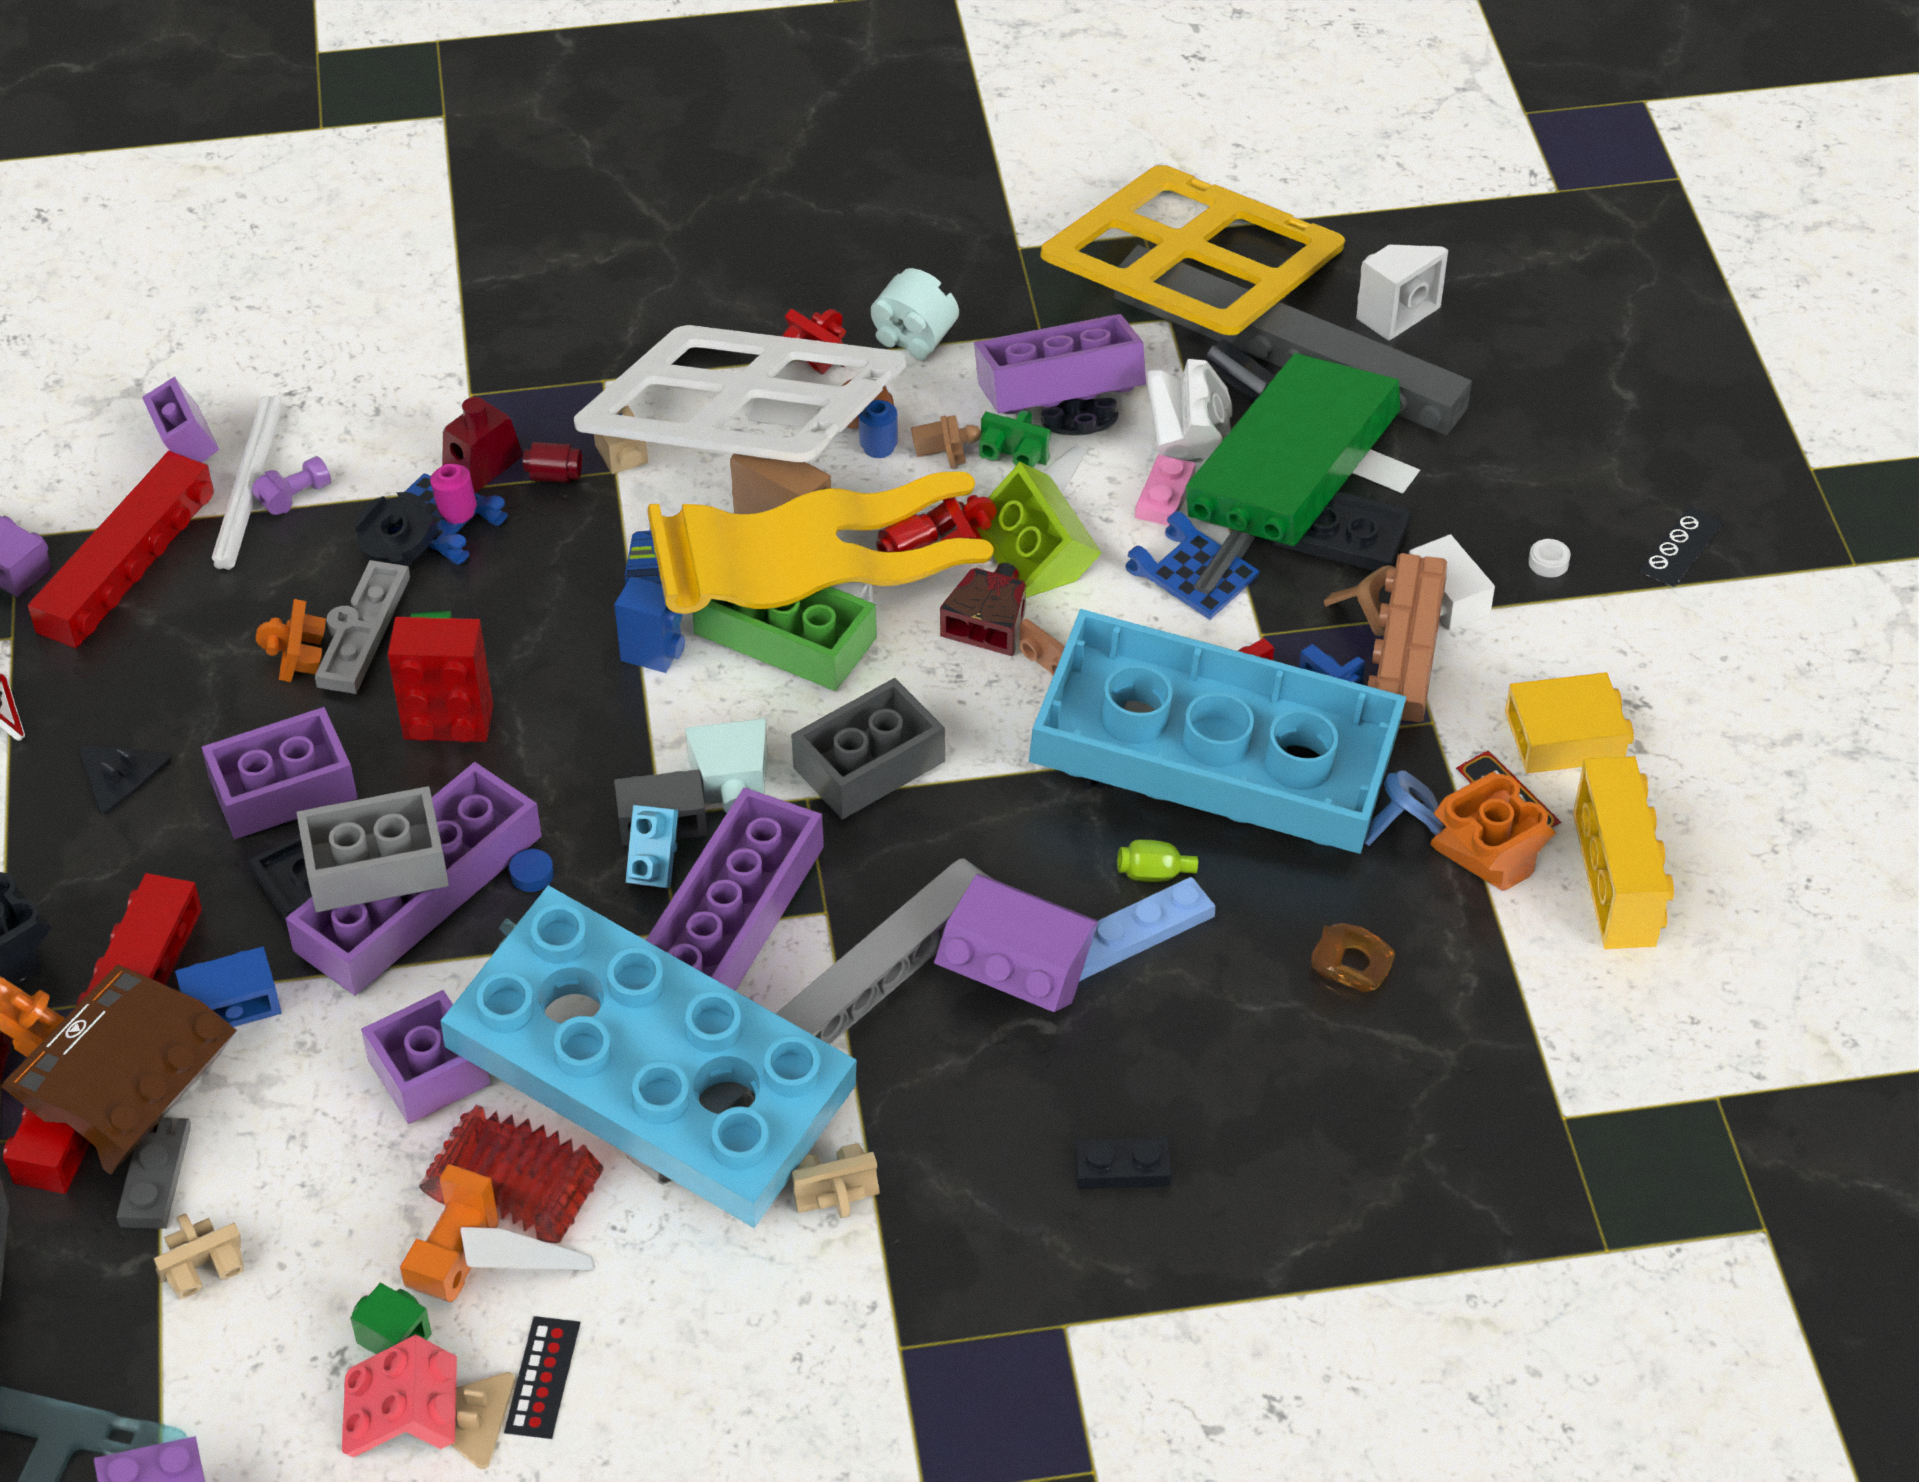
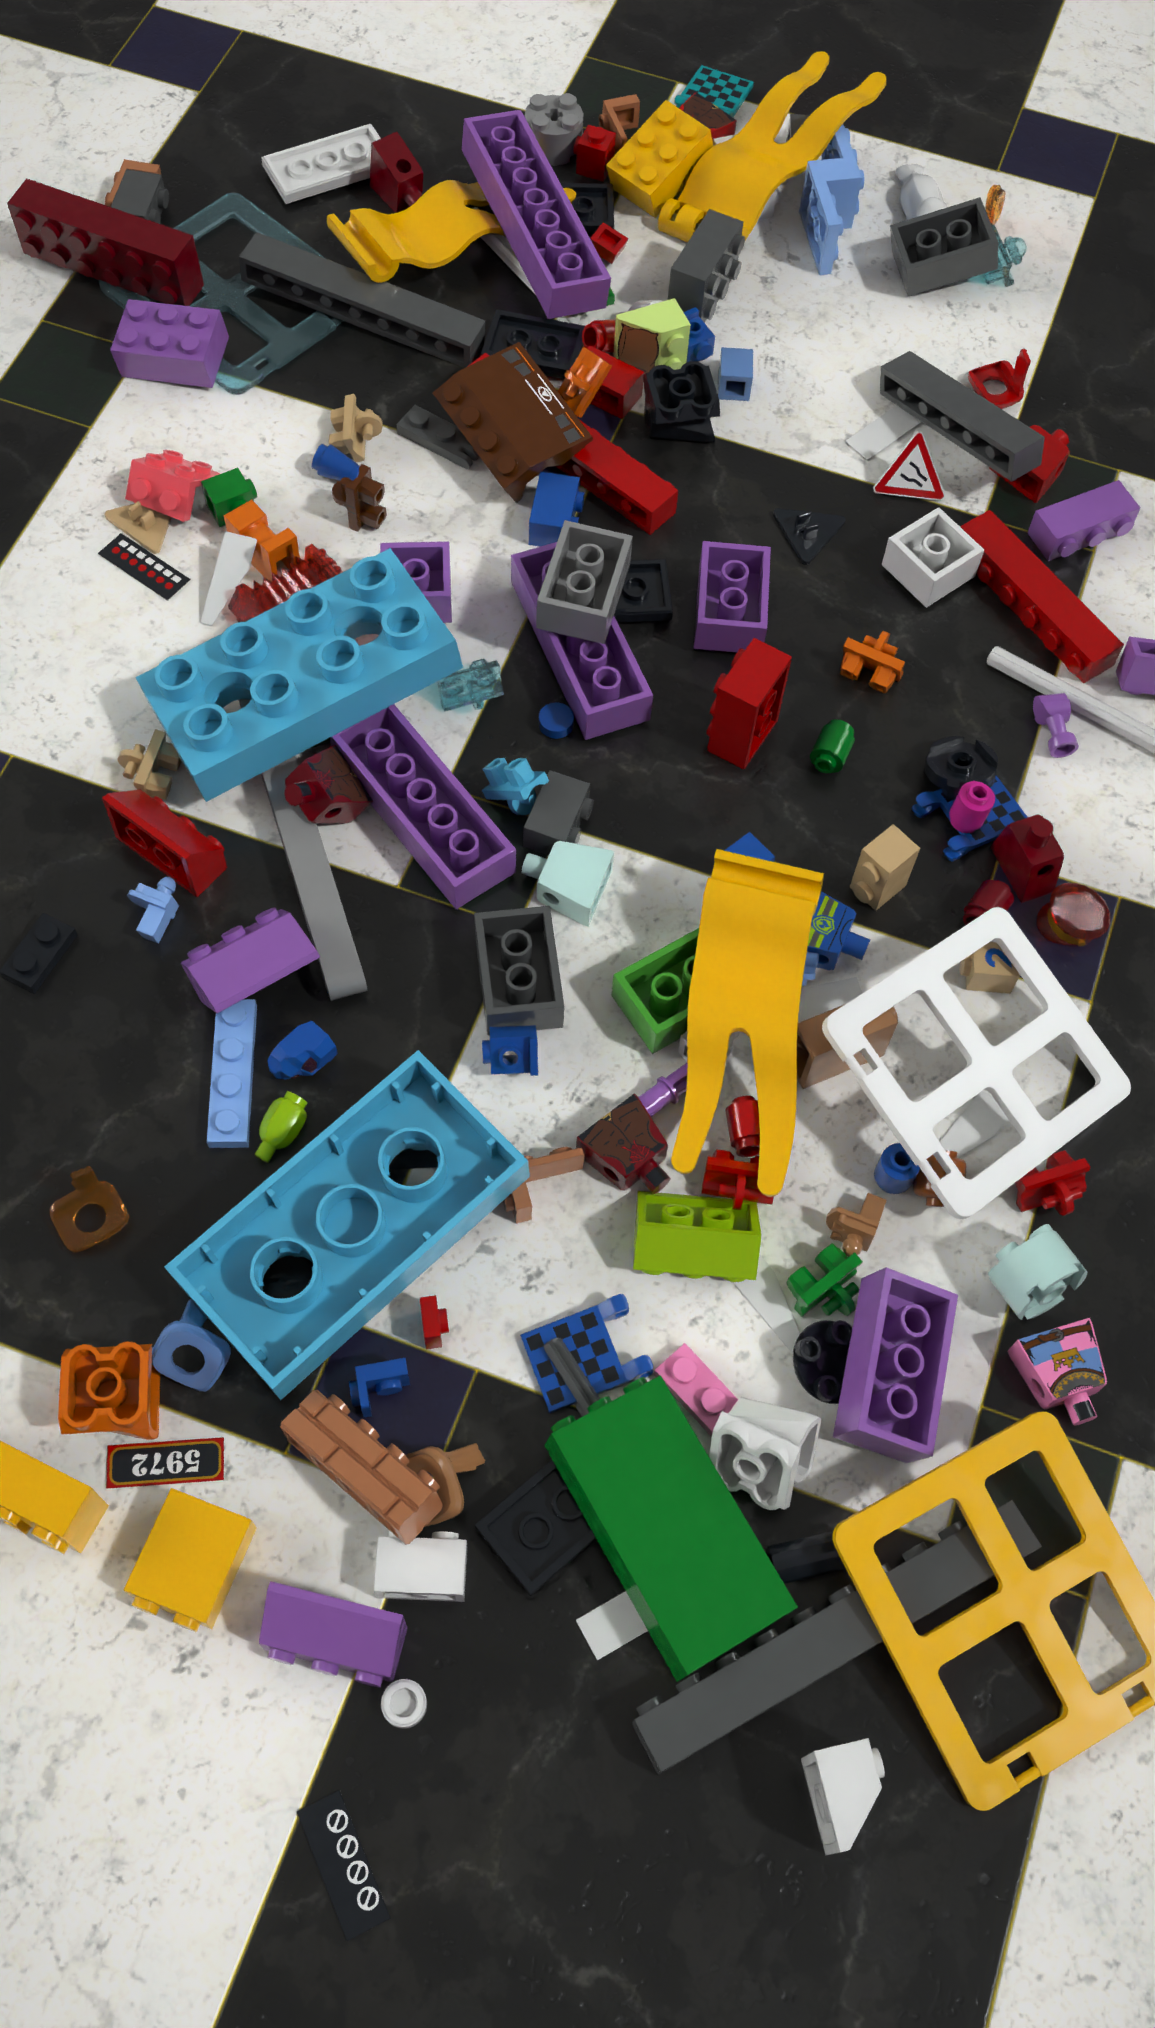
camera: 115 degrees right, 15 degrees up
(121, 633) = (932, 557): none -> white brick
(270, 1246) = (334, 464): none -> blue cone
(326, 1166) = (361, 499): none -> reddish brown hips
(361, 627) = (868, 710): light grey hinge -> none
(527, 405) = (1073, 915): none -> clear red piece
(569, 529) = (884, 867): none -> tan brick
(781, 974) = (327, 788): none -> torso
(906, 608) = (665, 1091): none -> medium lavender axle
(919, 1105) = (165, 839): none -> red slope
(958, 715) = (512, 1038): none -> blue brick
(980, 286) = (1062, 1368): none -> torso
(1001, 1079) = (159, 907): none -> light blue piece
(1072, 879) = (302, 1052): none -> blue rock
(1541, 604) = (331, 1634): none -> medium lavender slope

